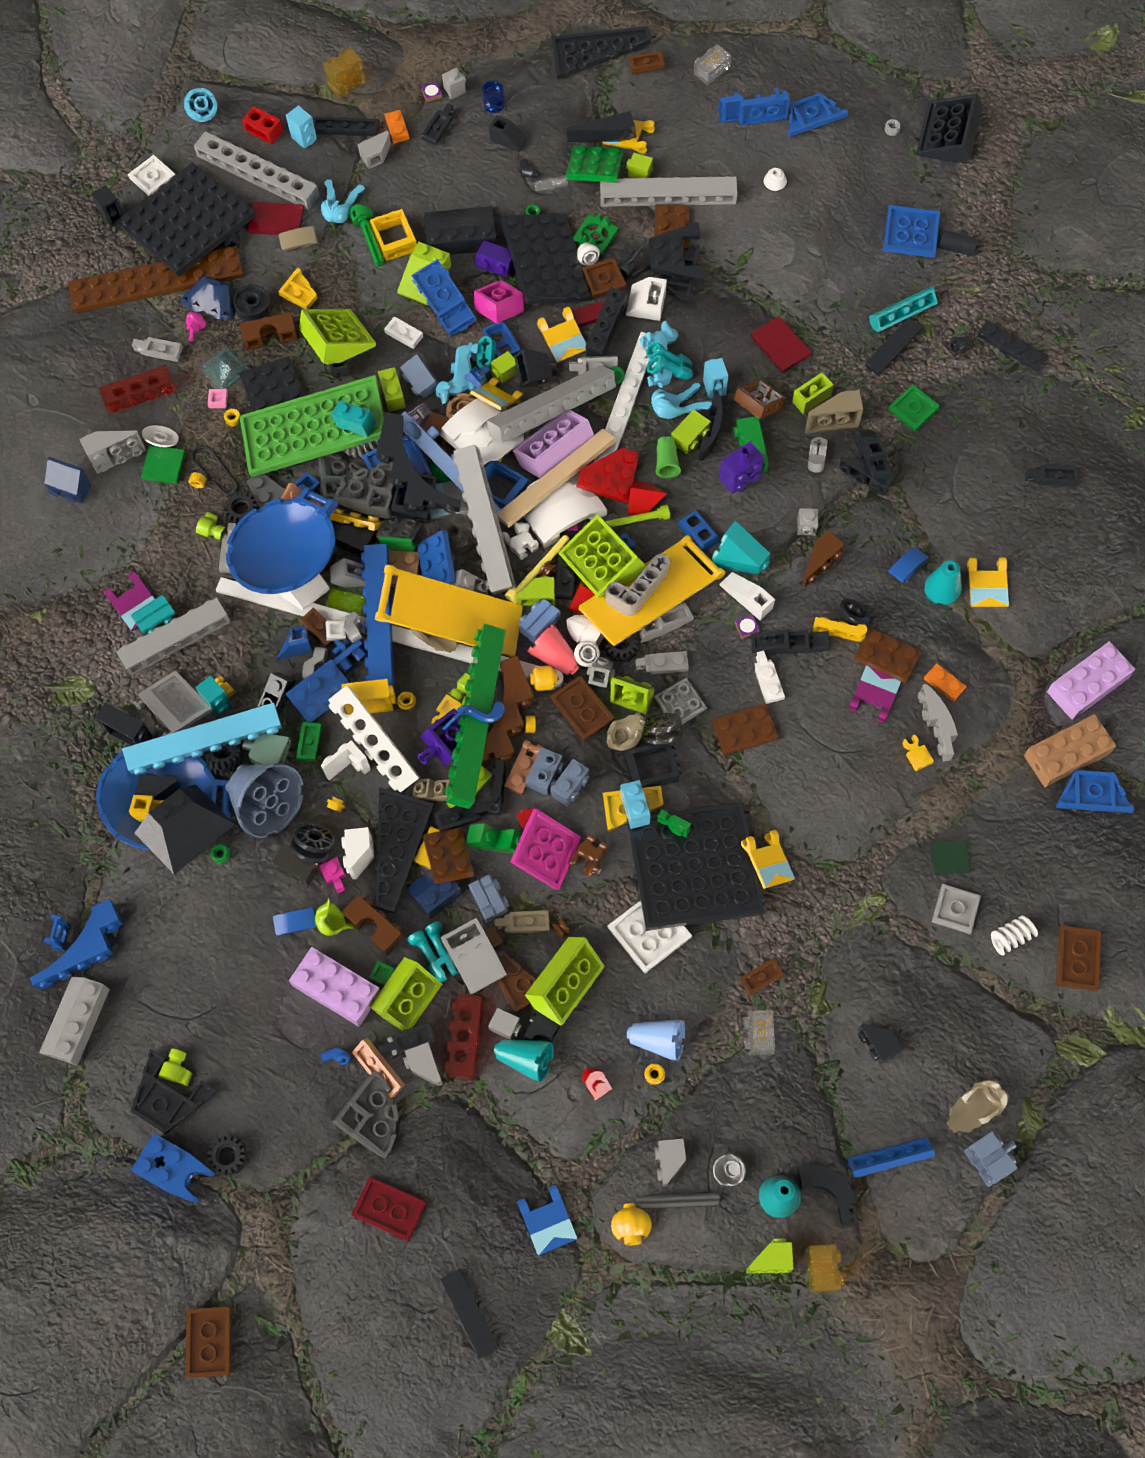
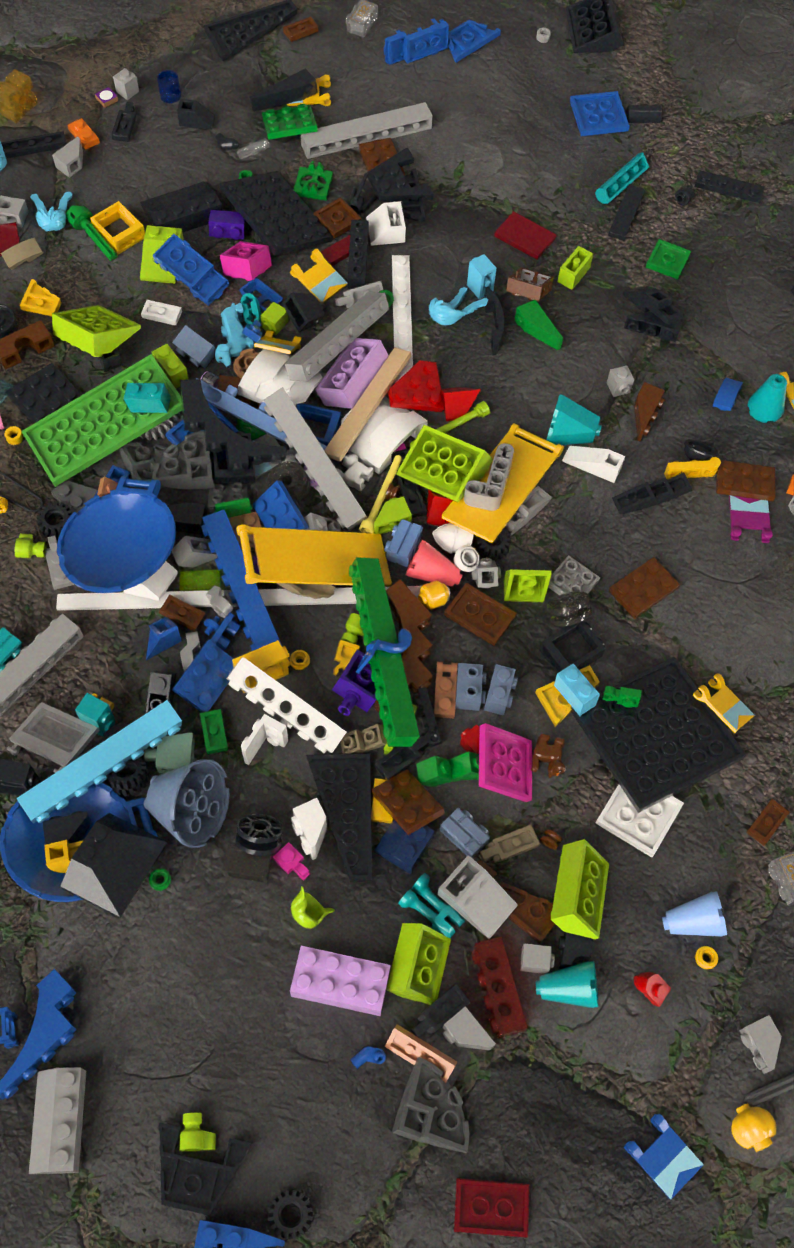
camera: 25 degrees left, 5 degrees down
(295, 921) = (269, 925): blue slope -> none
(335, 630) = (200, 610): white tile -> none
(335, 804) = (266, 787): yellow plate -> none
(354, 517) = (180, 496): yellow wing -> none
(361, 912) = (338, 890): reddish brown arch -> none
(381, 973) = (383, 949): green tile -> none
(530, 724) = (437, 645): yellow axle -> none
(587, 254) = (314, 199): white cone -> none
(626, 732) = (537, 622): dark tan hair -> none
(639, 166) = (330, 114): lime brick -> none
(661, 358) = (428, 270): teal piece -> none
(663, 662) = (540, 548): light grey hinge -> none
(665, 336) = (419, 270): medium azure animal -> none
(667, 458) = (467, 363): bright green plant -> none
(691, 431) = (476, 331): lime brick -> none
(693, 531) = (509, 418): blue piece -> none
(741, 468) = (545, 345): dark purple brick -> none
(747, 626) = (604, 491): tile -> none
(768, 679) = (645, 534): white hinge -> none
(775, 179) = (459, 99): white cone -> none
(817, 454) = (601, 320): light grey piece -> none
(836, 413) = (607, 278): dark tan slope -> none

